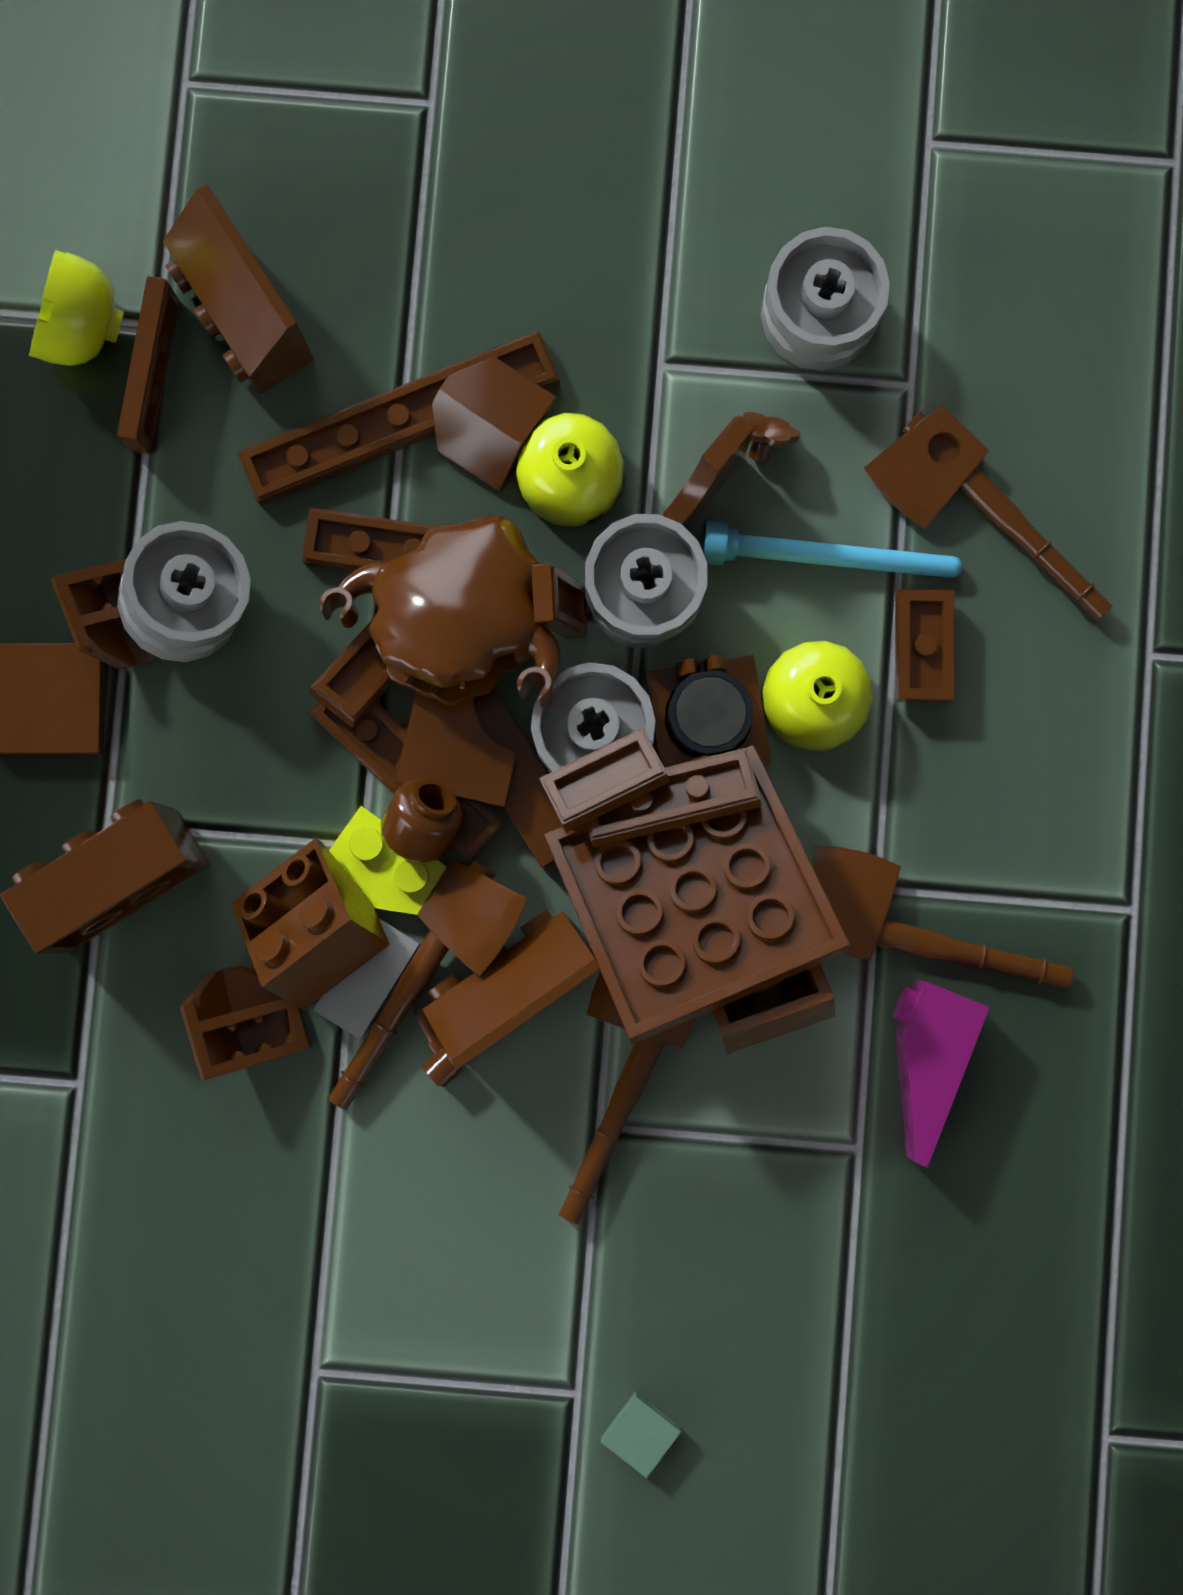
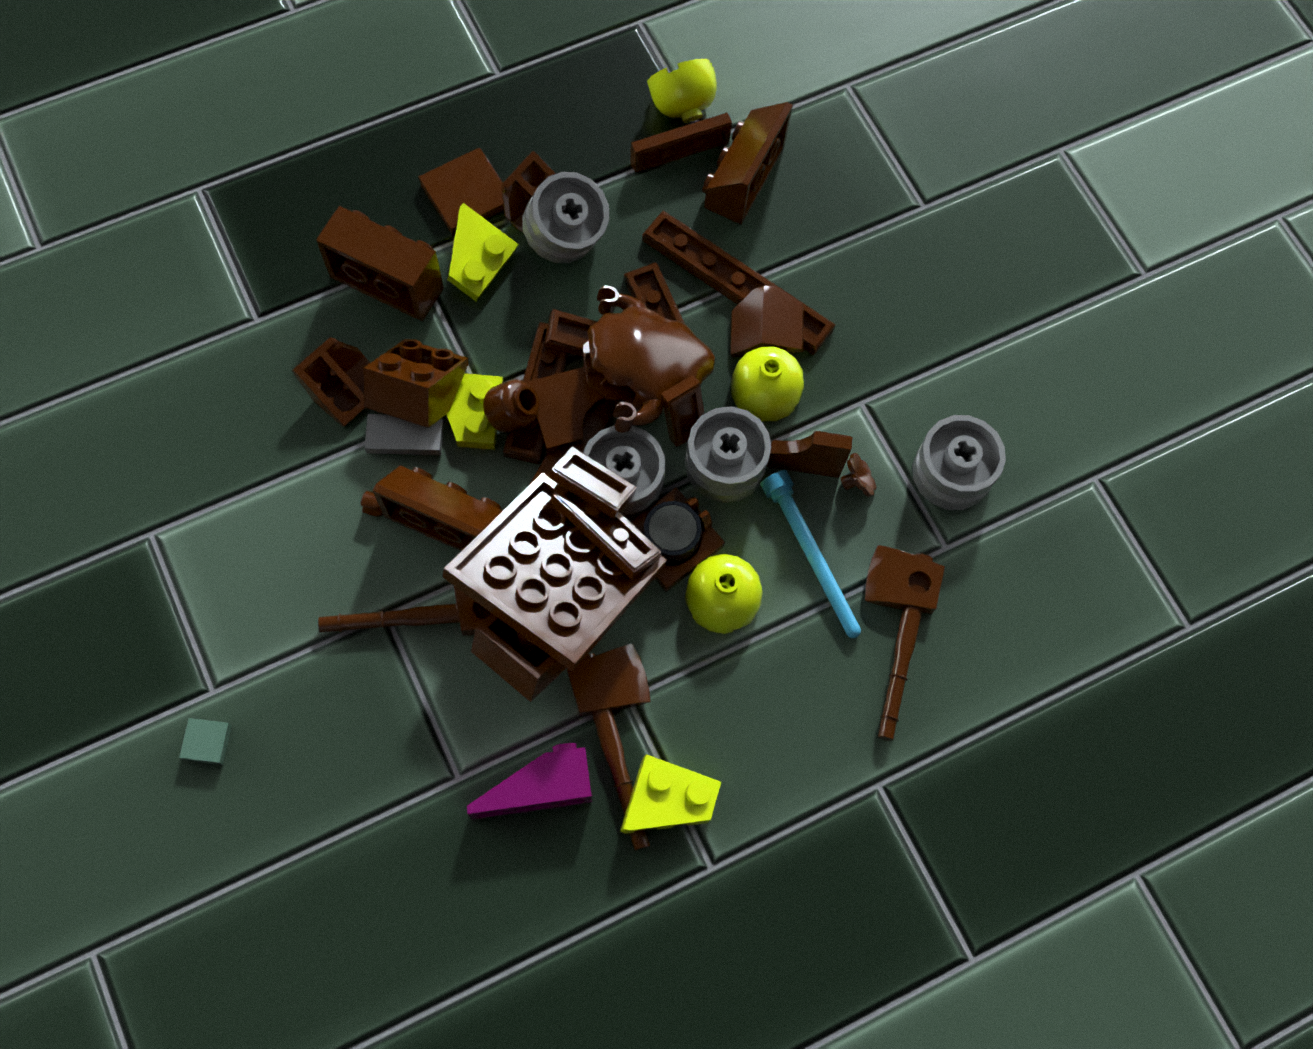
camera: 55 degrees right, 15 degrees down
(156, 736) = (477, 253): none -> neon yellow wing
(464, 915) = (464, 464): reddish brown piece -> none
(924, 646) = (793, 638): reddish brown plate -> none
(1033, 915) = (669, 797): none -> neon yellow wing

